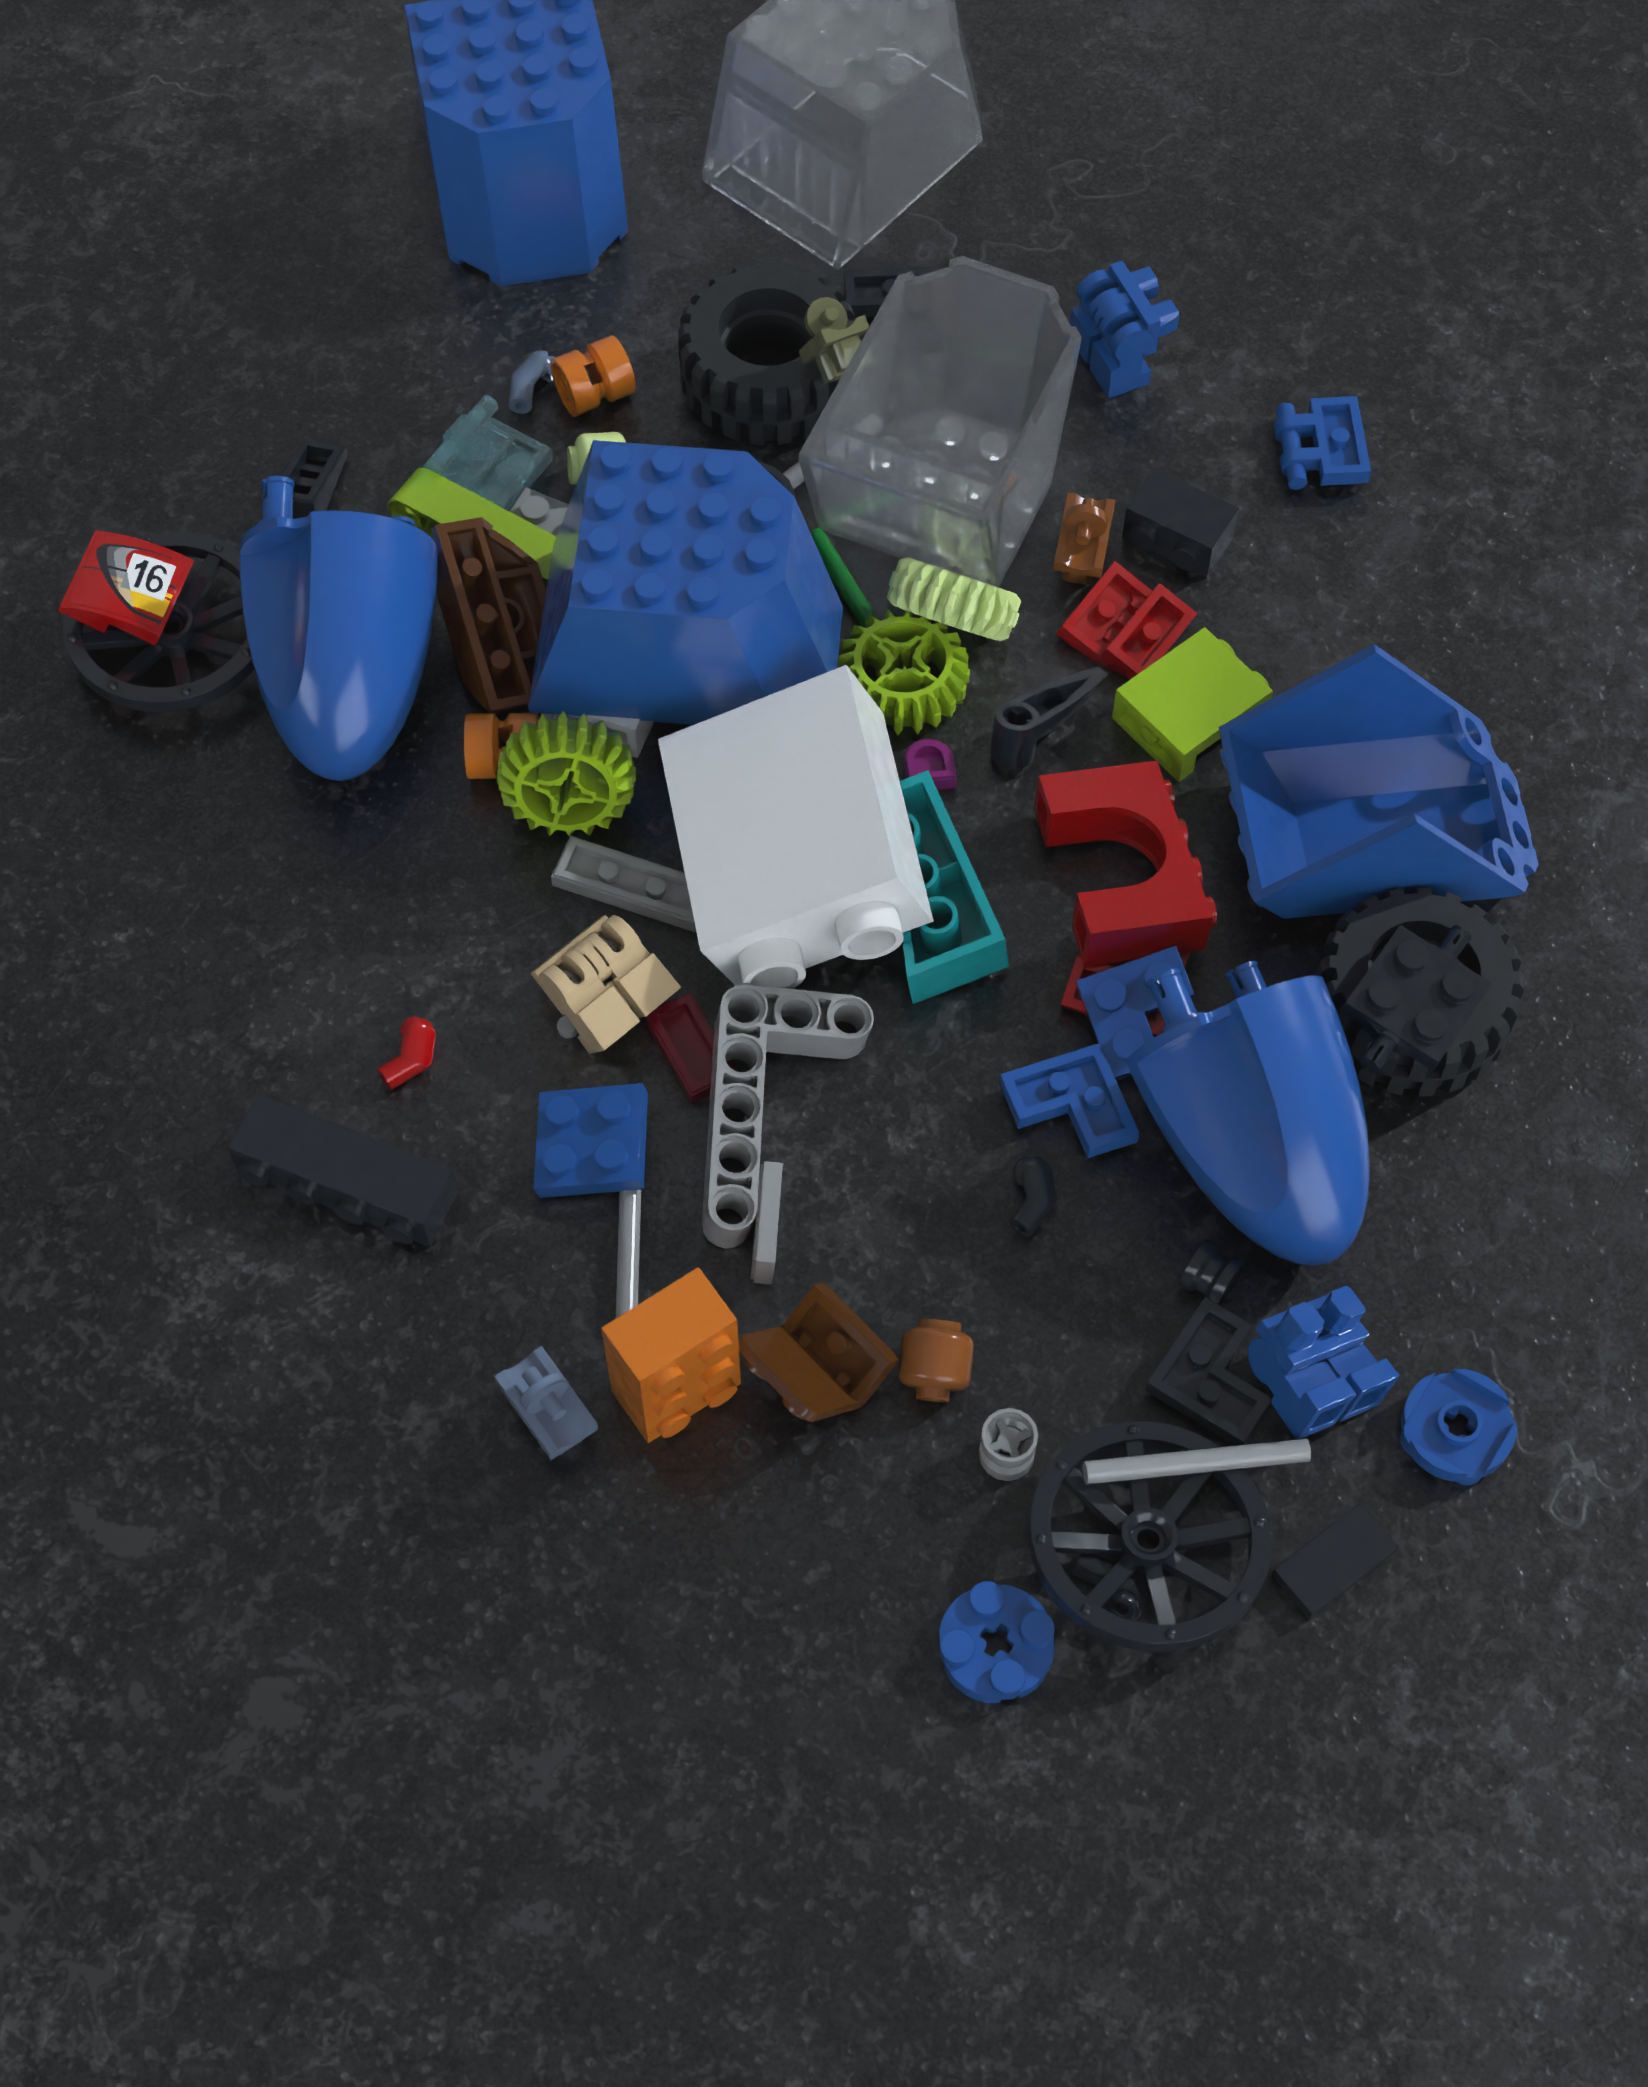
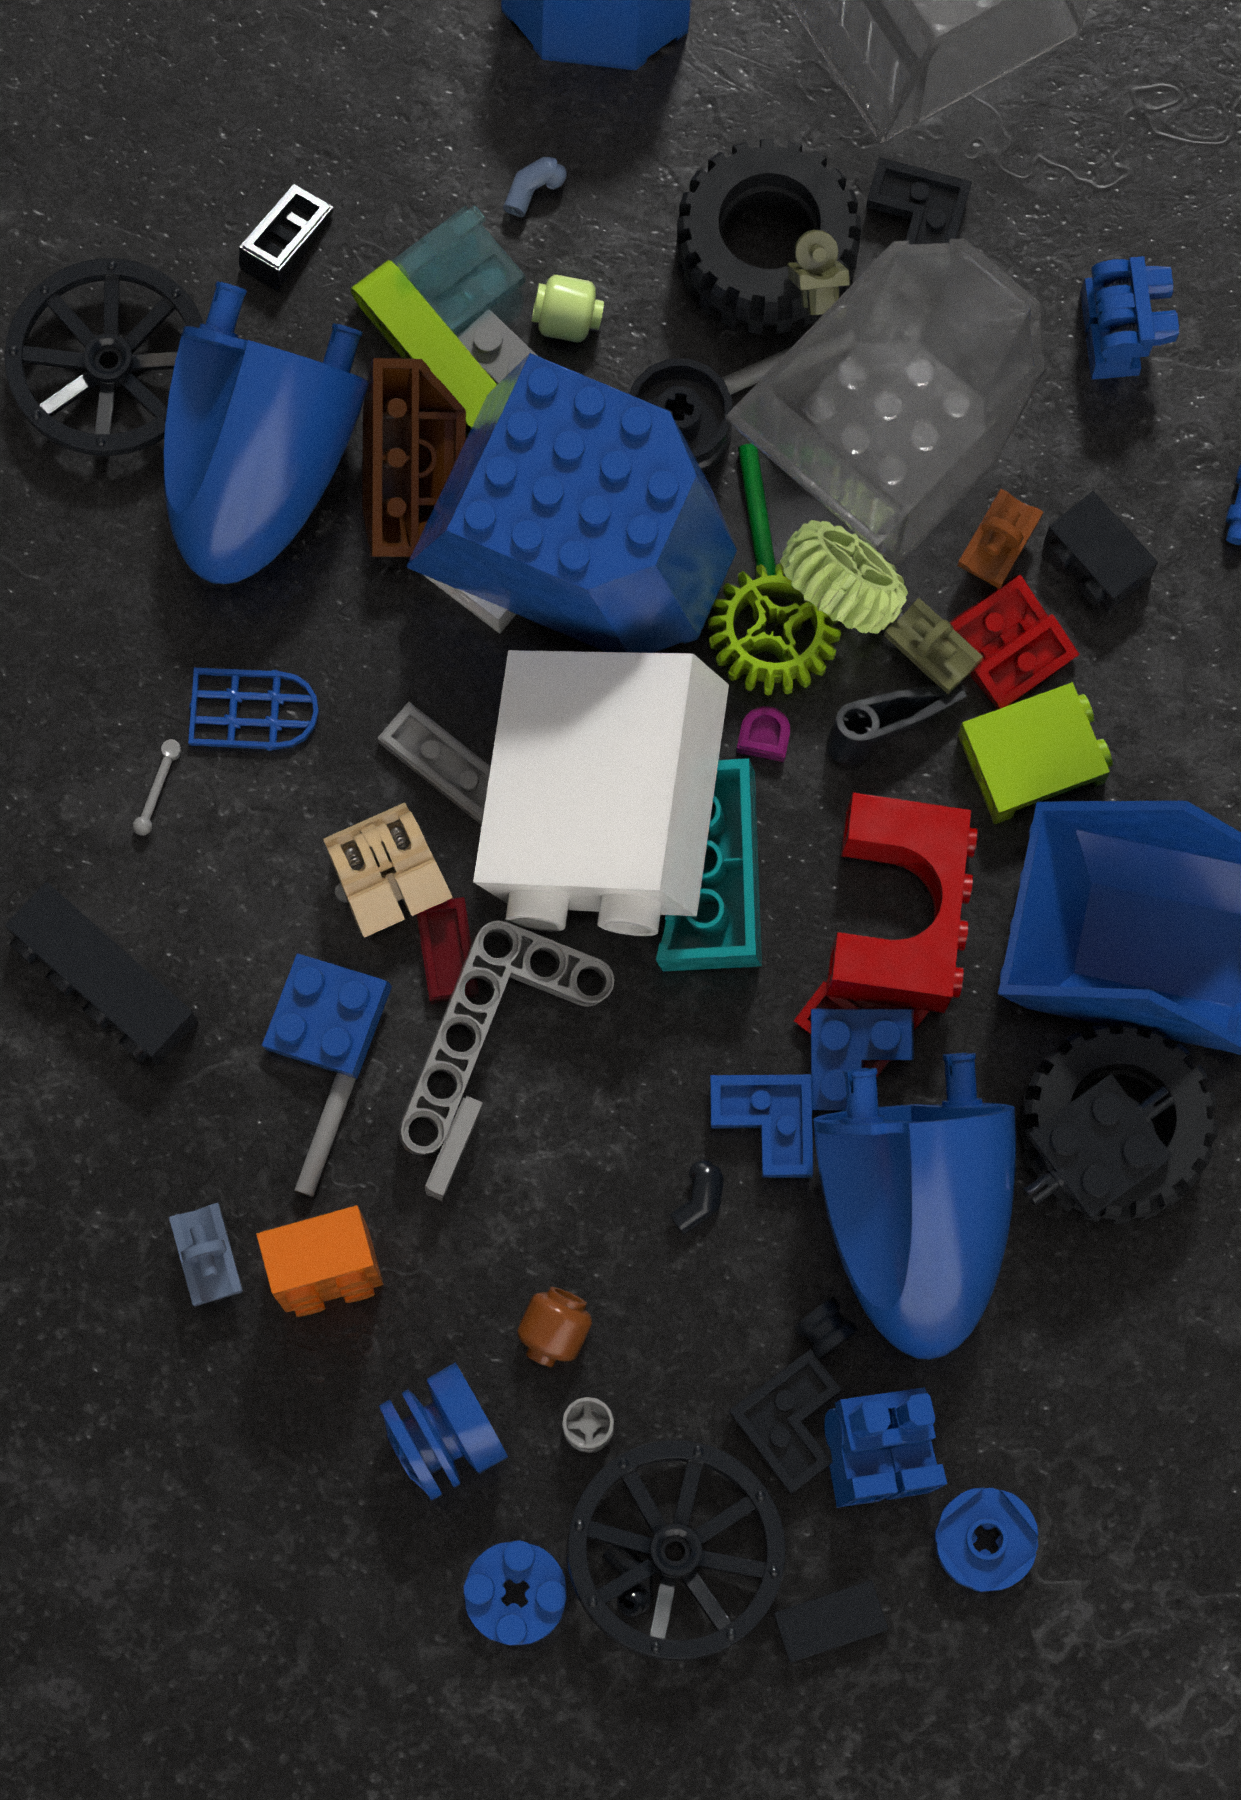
camera: 20 degrees right, 15 degrees up
(126, 585) = (76, 315): red slope -> none
(345, 952) = (171, 751): none -> light grey hinge
(395, 885) = (235, 697): none -> blue window
(415, 1053) = (201, 875): red arm -> none
(485, 739) = (358, 585): orange wheel -> none
(566, 774) = (418, 649): lime gear -> none
(607, 368) = (608, 201): orange wheel -> none
(820, 1357) = (449, 1294): reddish brown bracket -> none
(862, 1491) = (442, 1432): none -> blue wheel
(1060, 639) = (933, 646): none -> olive hips
(1196, 1461) = (740, 1501): light grey bar -> none

